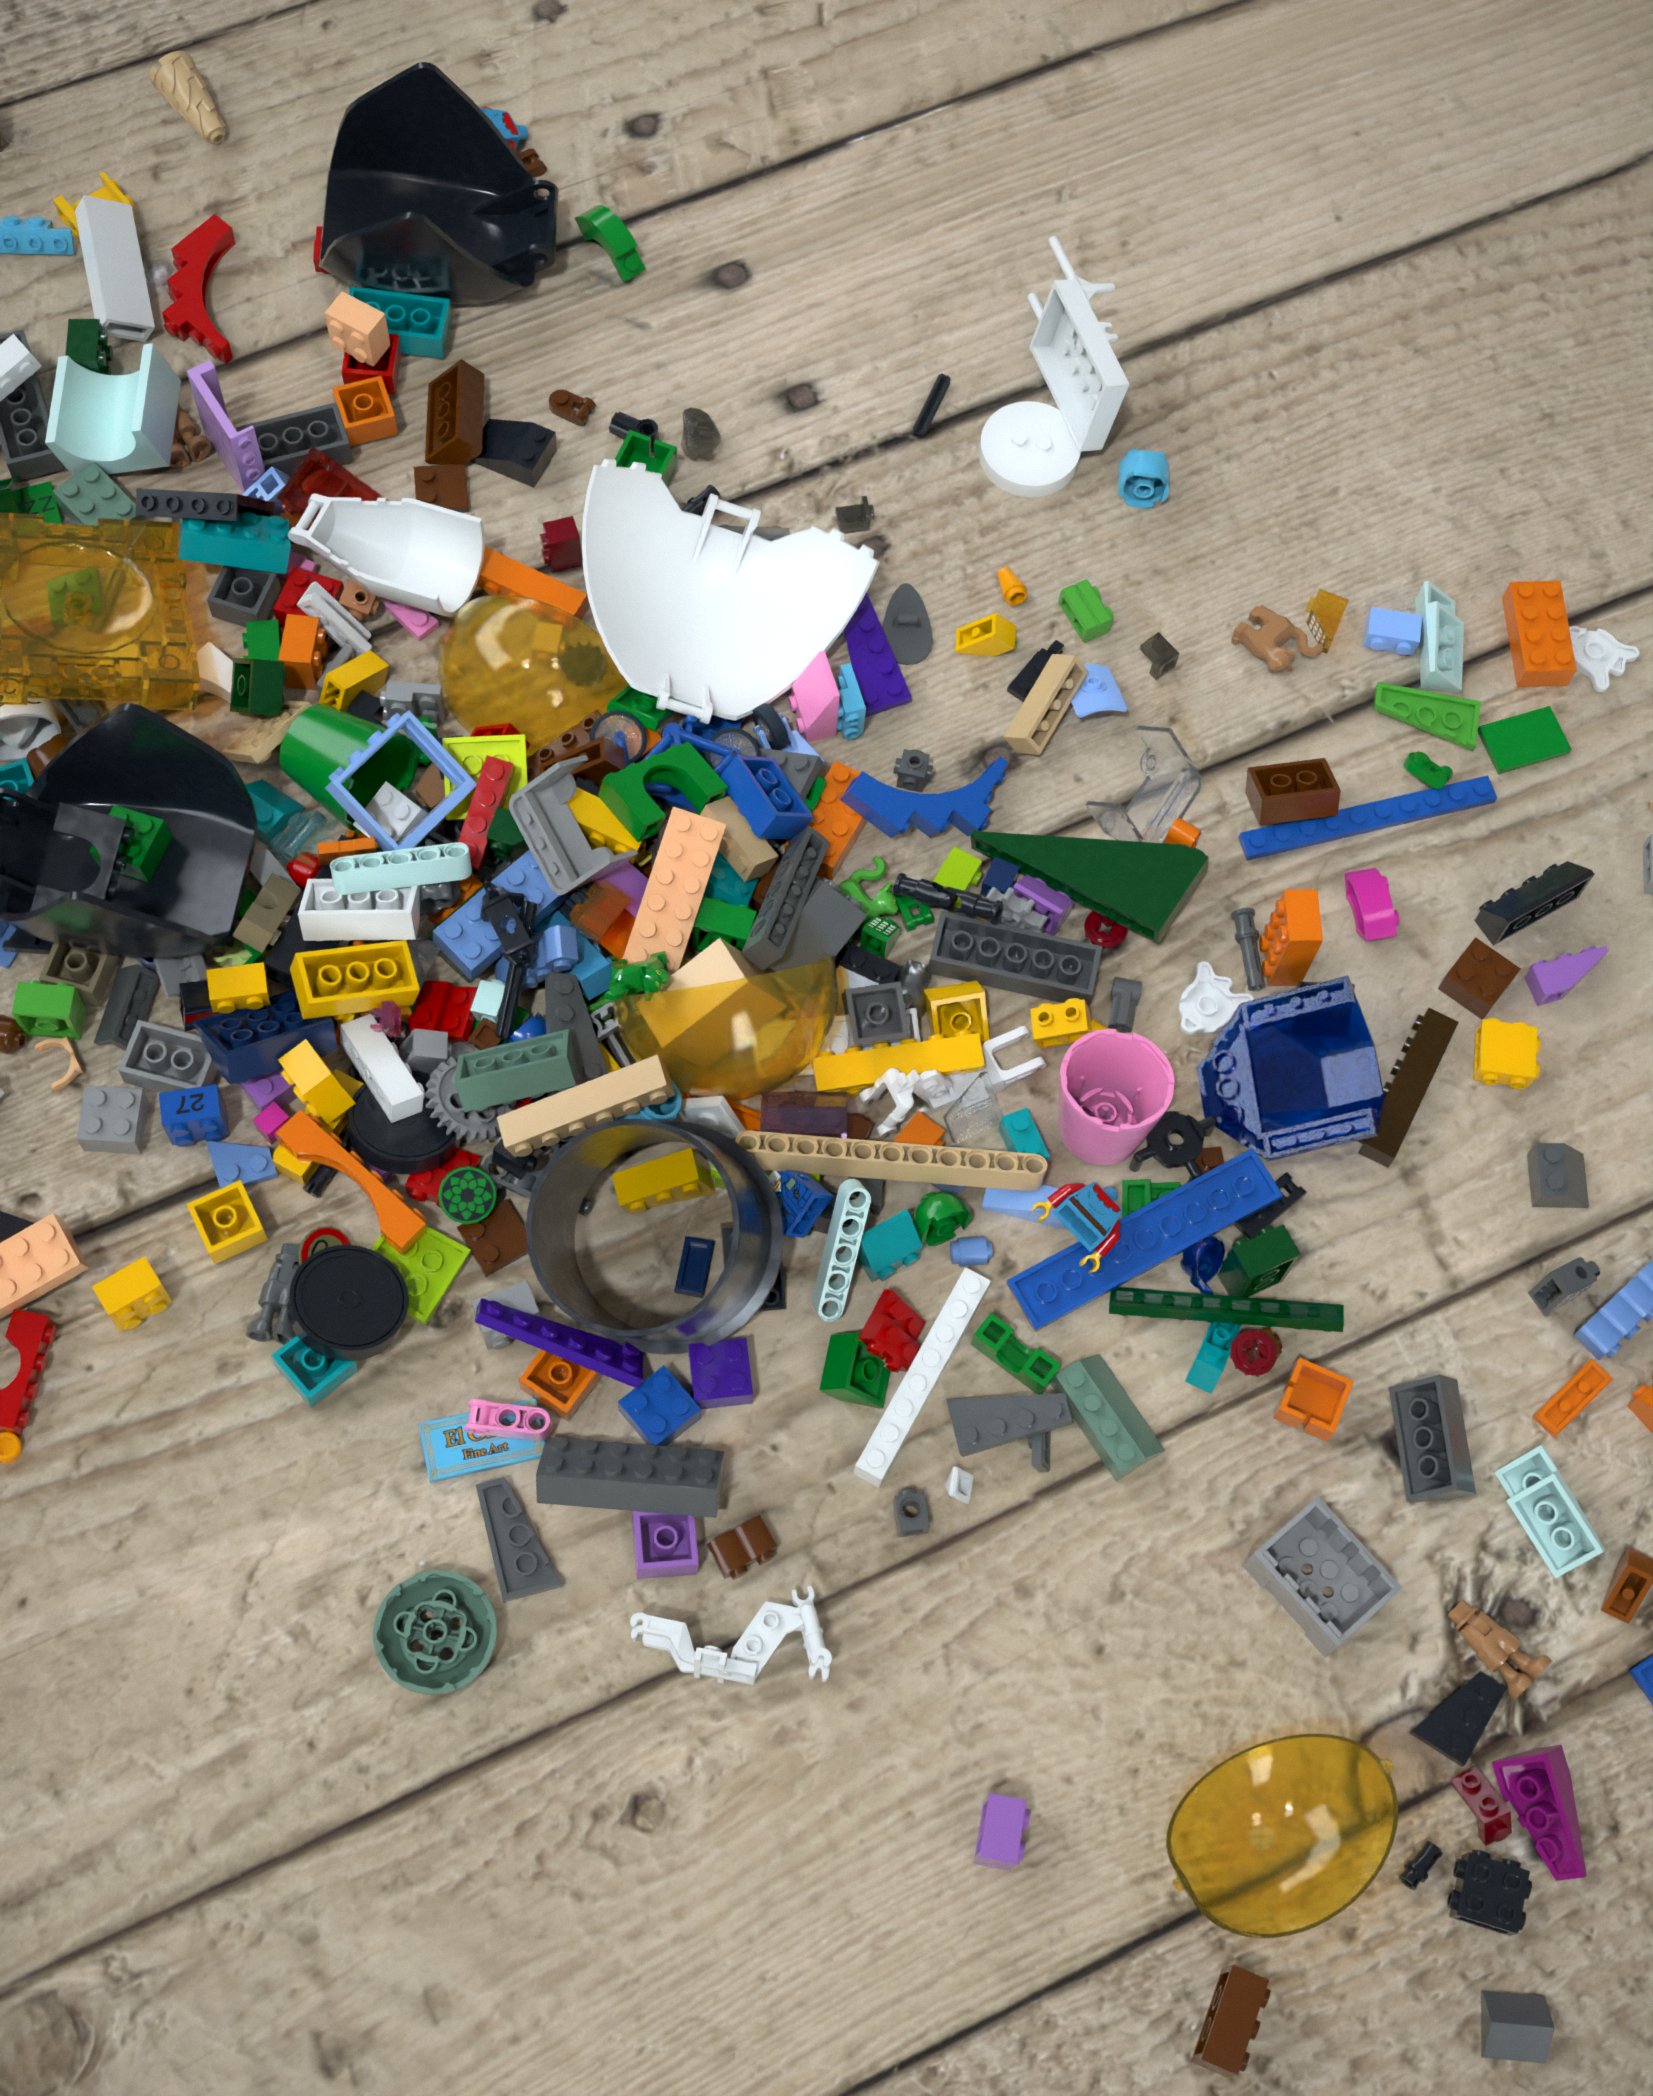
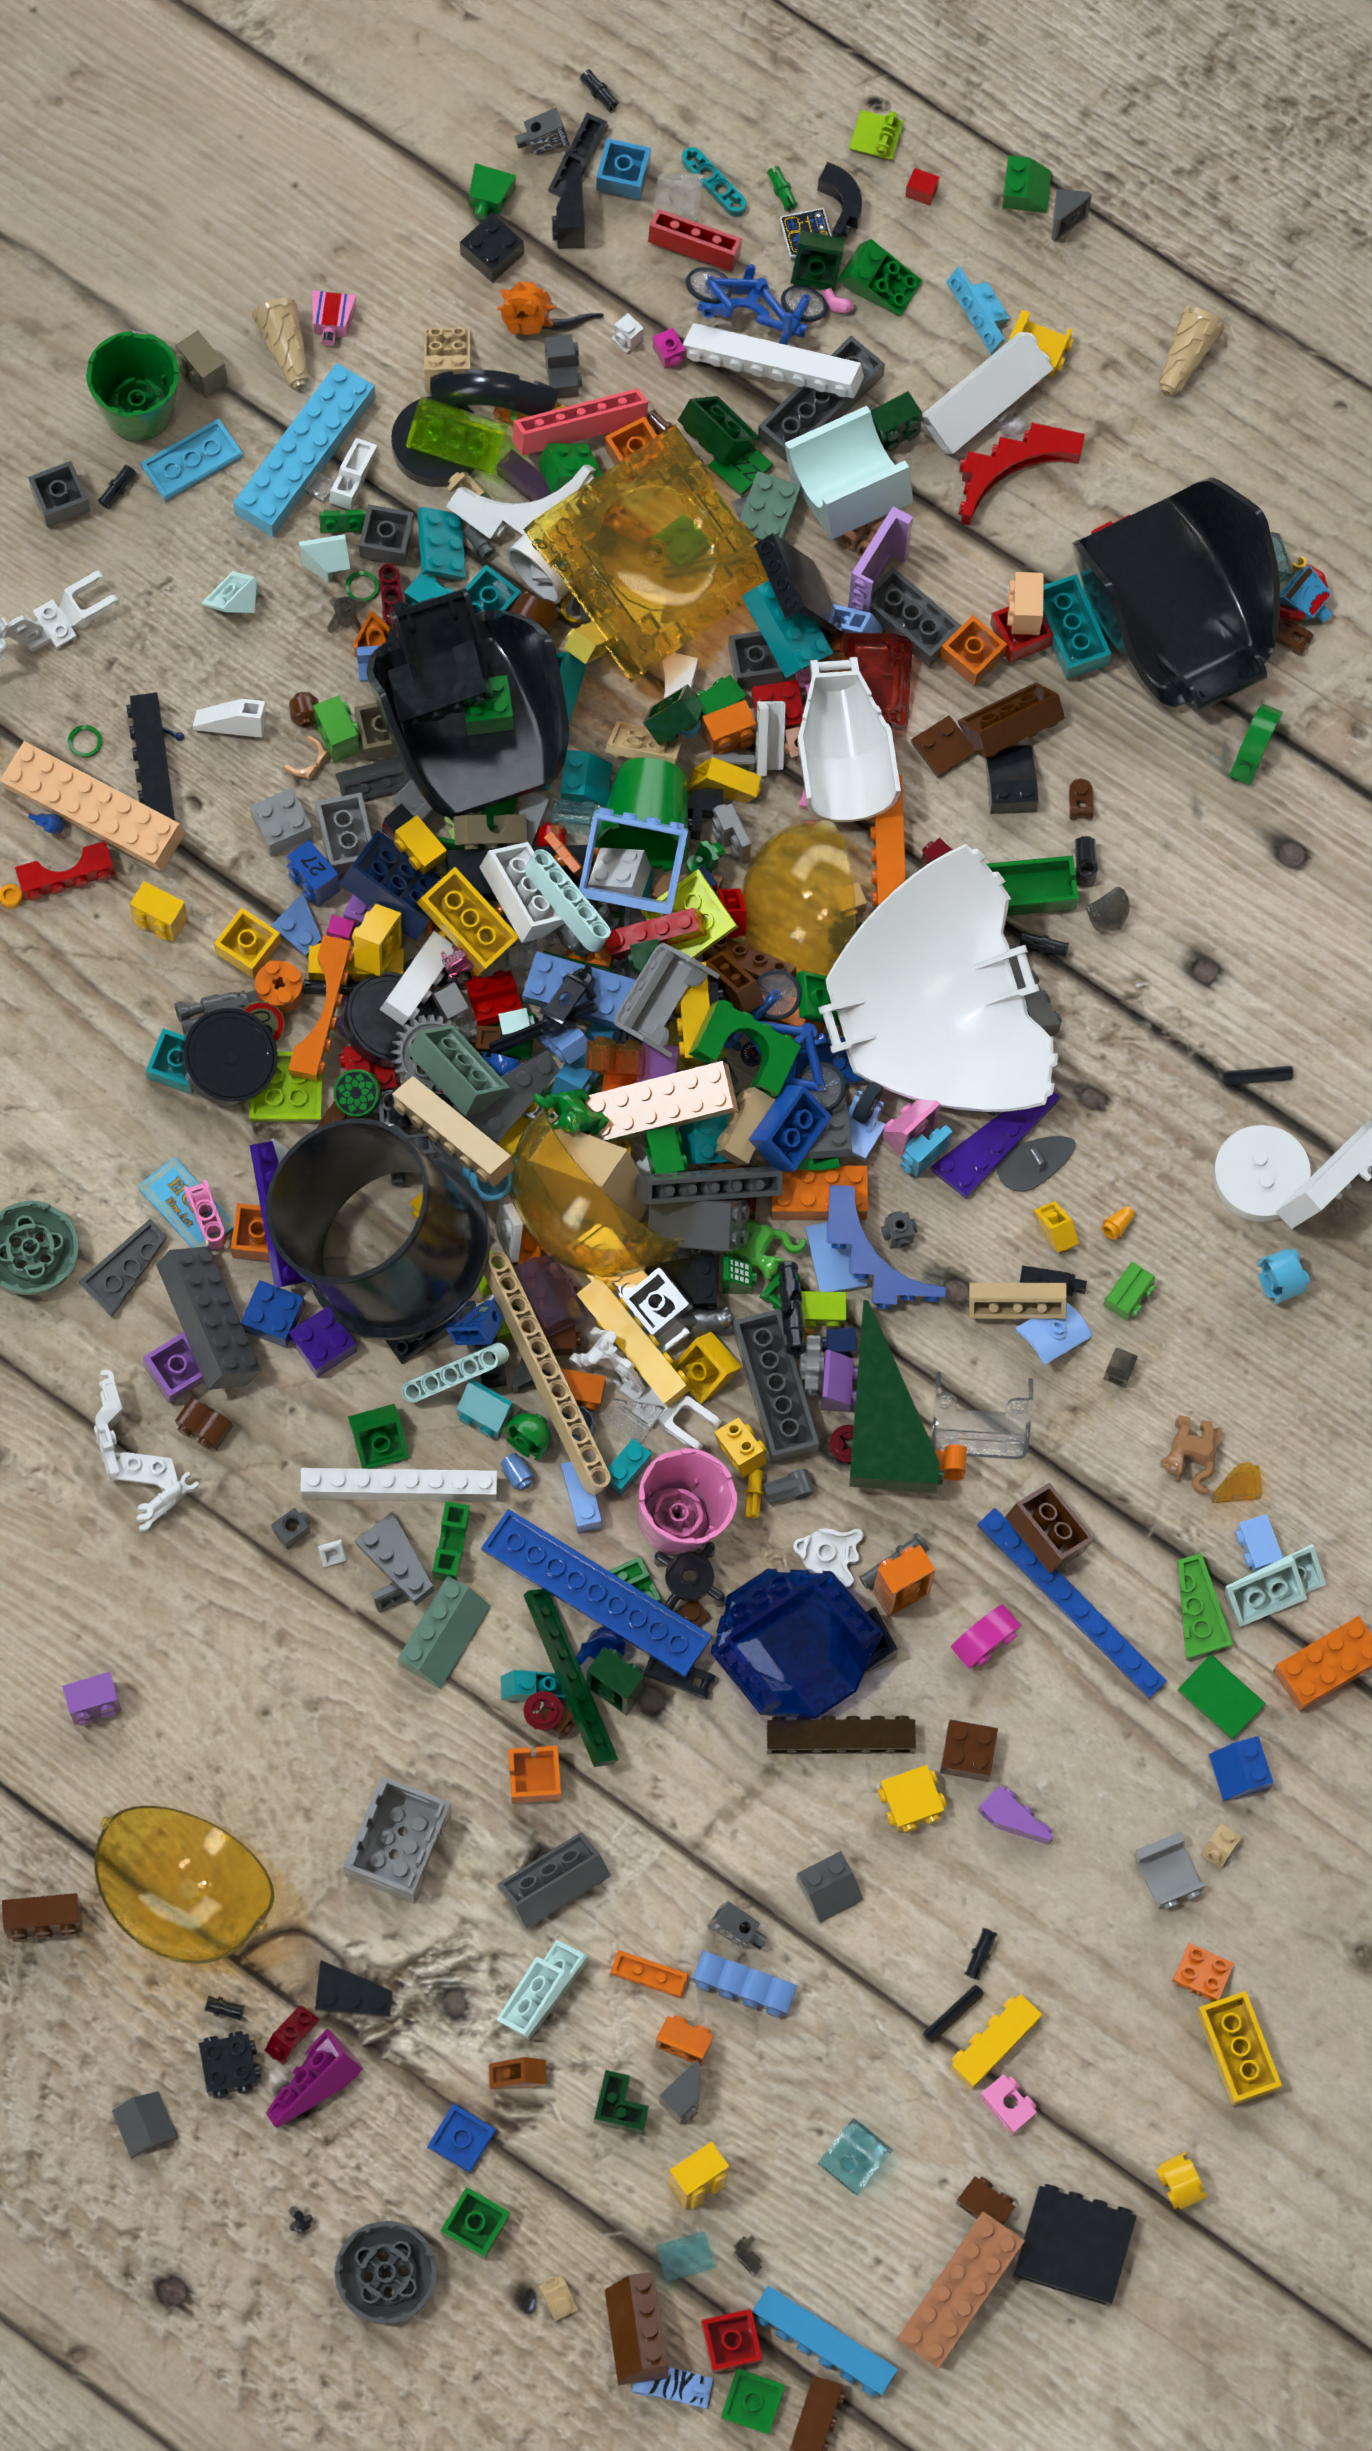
camera: 65 degrees right, 5 degrees up
(293, 1201) = (280, 974): none -> orange brick
(855, 517) = (1110, 1069): clear smoke bracket -> none
(893, 1332) = (419, 1444): red plate -> none
(908, 850) = (829, 1263): none -> light blue tile
(1089, 1215) = (584, 1537): torso -> none
(1426, 770) = (1141, 1621): green plate -> none
(1495, 1646) = (416, 1993): medium nougat piece -> none
(1532, 901) = (1063, 1762): black slope -> none
(1599, 654) = (1344, 1723): white tile -> none
(1606, 756) = (1241, 1769): none -> blue slope

